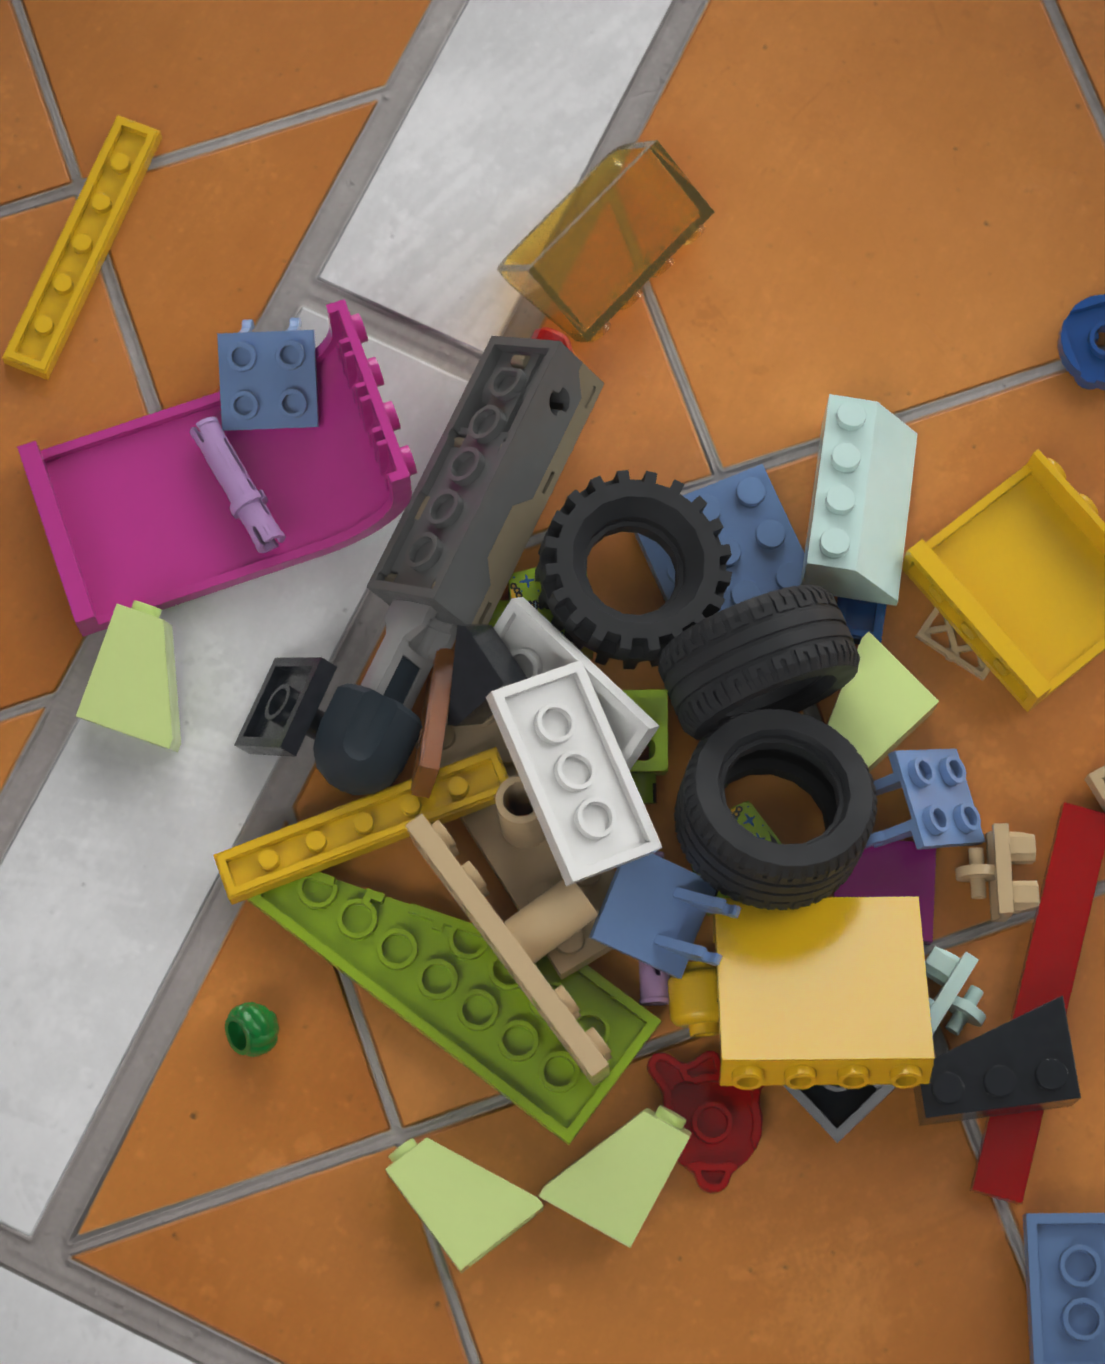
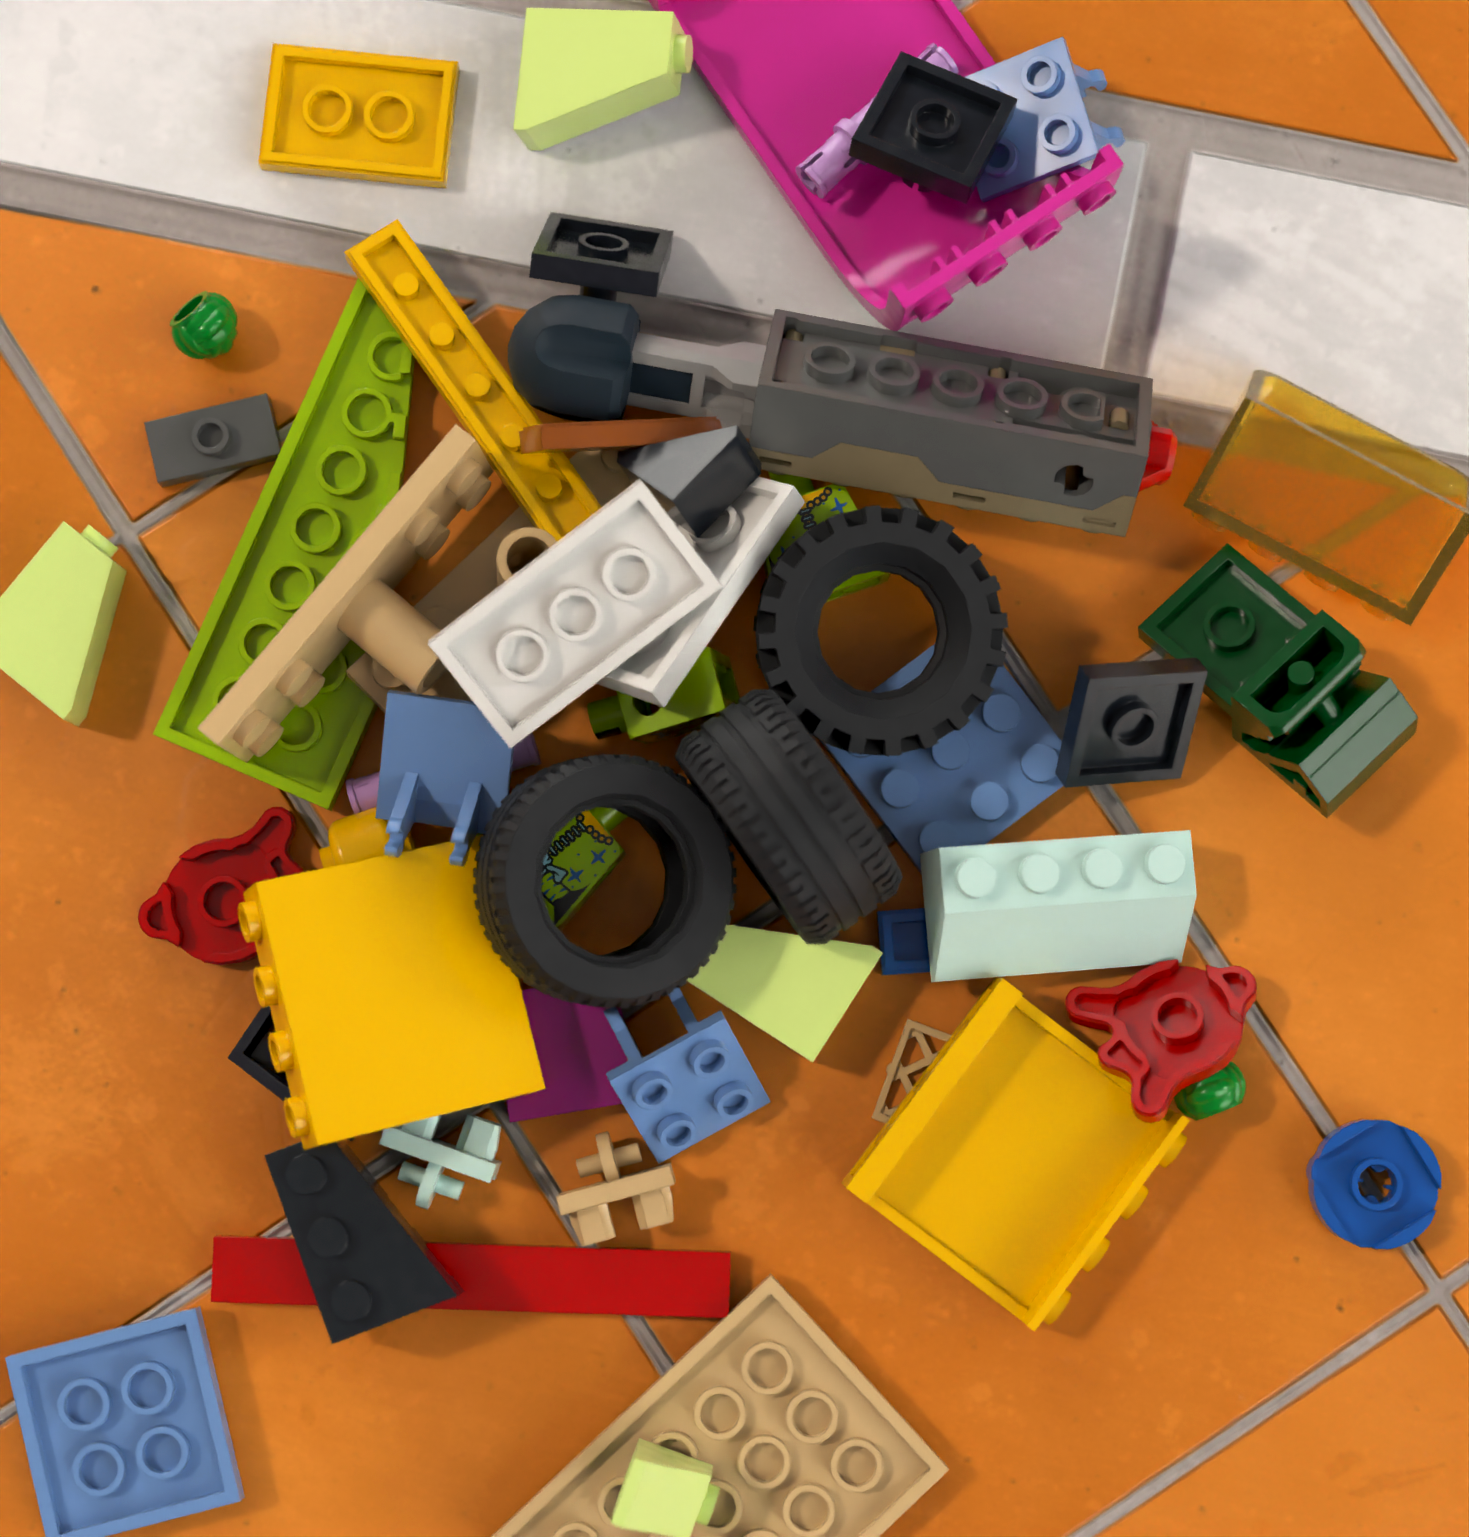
camera: 80 degrees right, 10 degrees up
(114, 873) = (359, 115): none -> yellow tile
(263, 437) = (932, 127): none -> black tile
(343, 1046) = (213, 440): none -> dark grey plate
(622, 1174) = (125, 803): yellowish green slope -> none
(727, 306) = (1284, 679): none -> dark green piece
(738, 417) = (1130, 721): none -> black tile
(965, 450) = (1166, 1027): none -> red tile
(1014, 435) = (1212, 1094): none -> green piece

